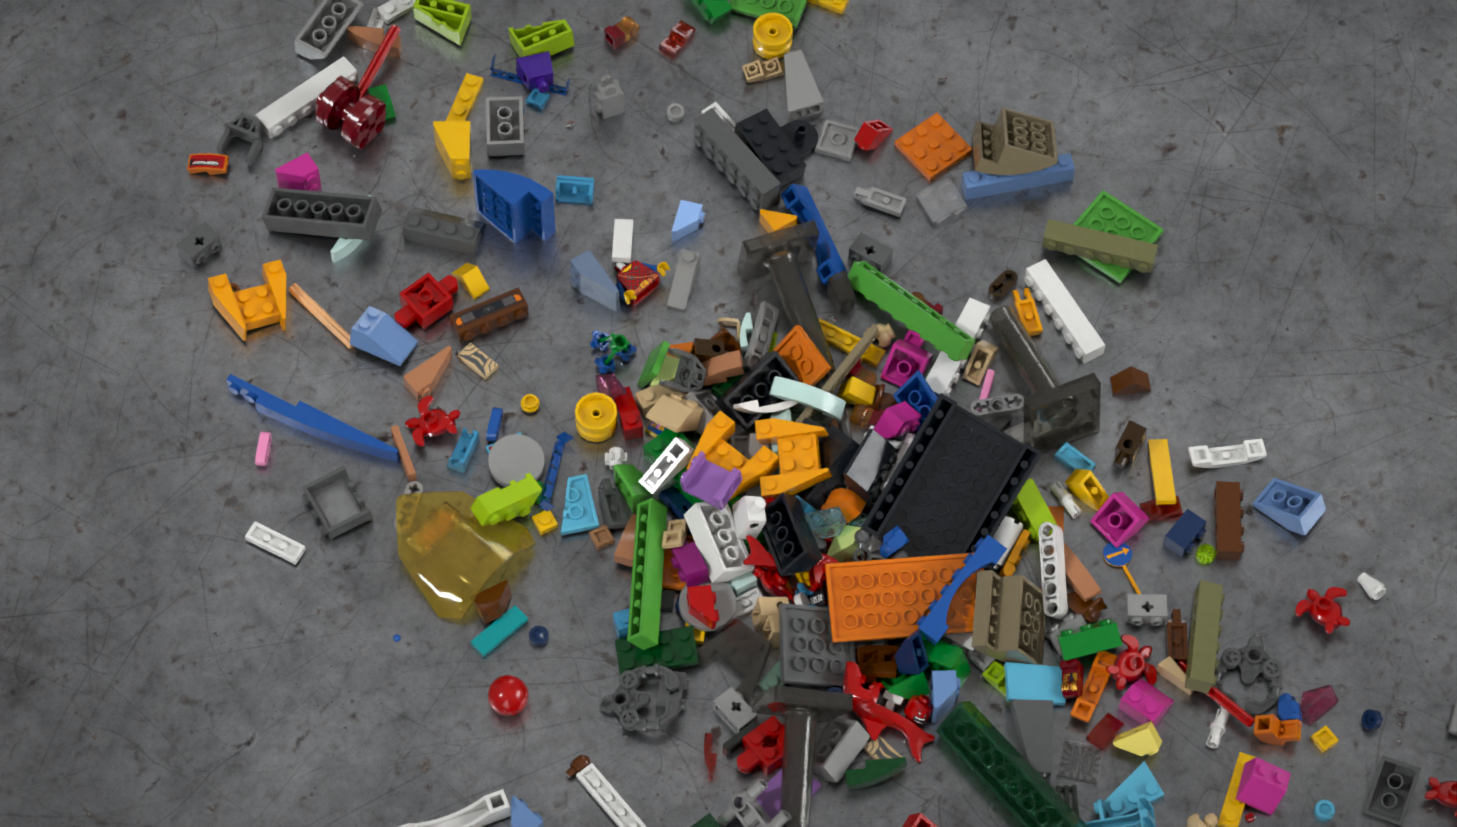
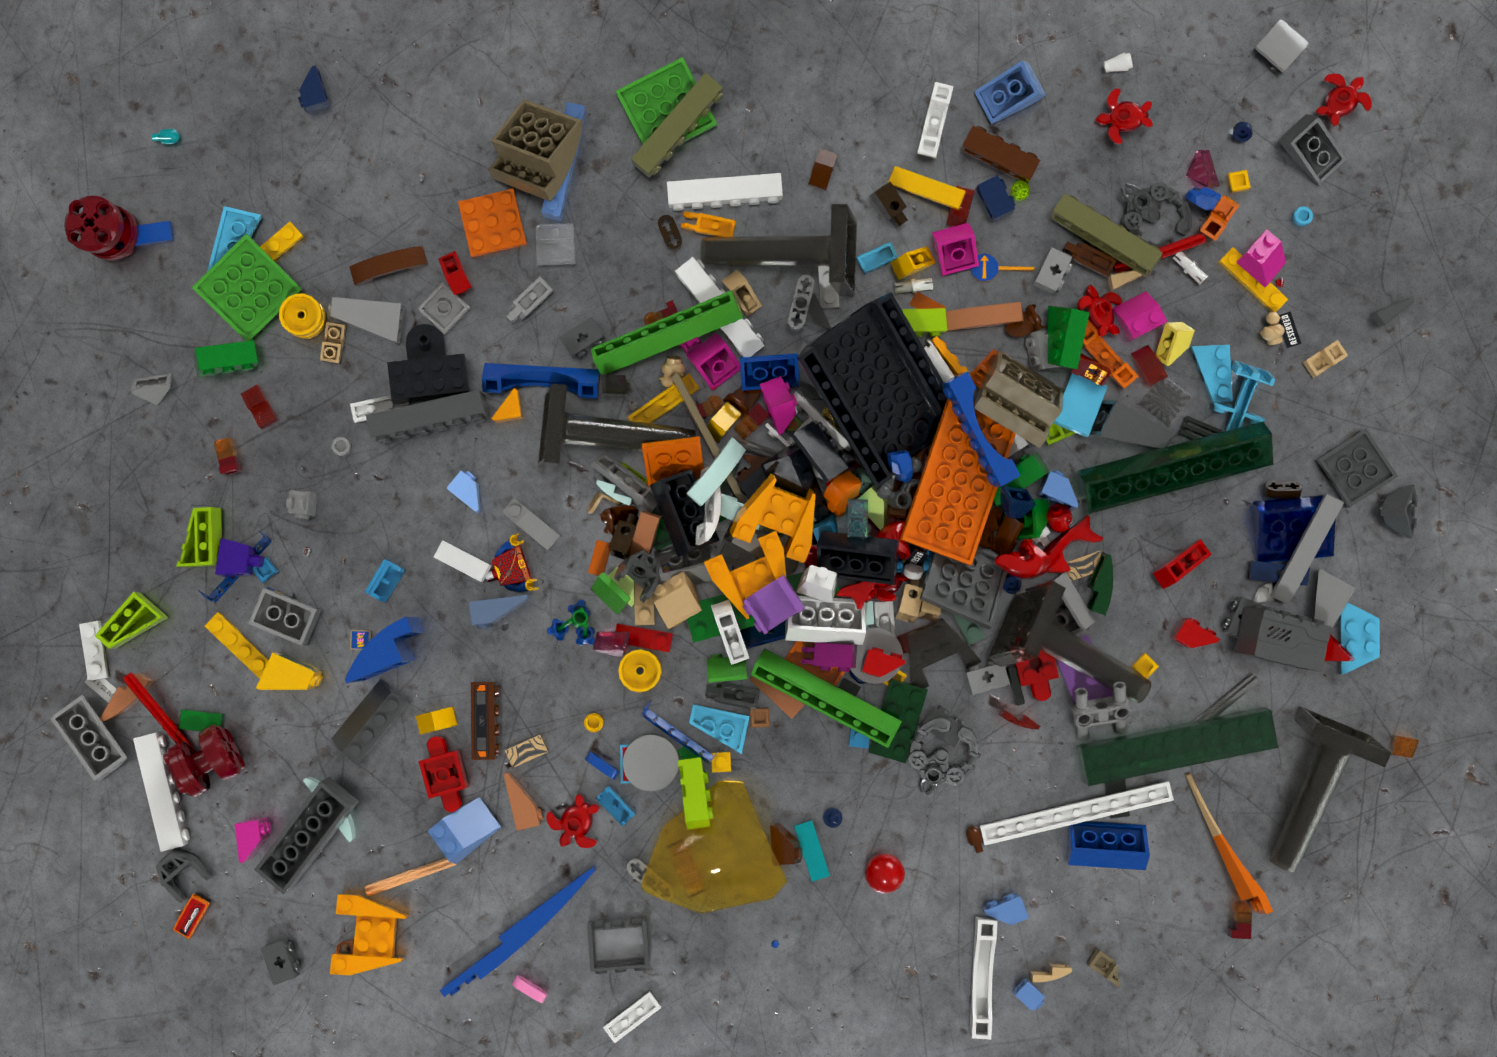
camera: 65 degrees left, 25 degrees up
(404, 455) = (595, 862): nougat tile -> none
(616, 456) = (689, 670): white gear -> none
(675, 534) = (797, 654): tan slope -> none
(854, 82) = (388, 263): none -> reddish brown slope
(987, 385) = (773, 302): bright pink tile -> none
(1056, 579) = (979, 328): white beam -> none

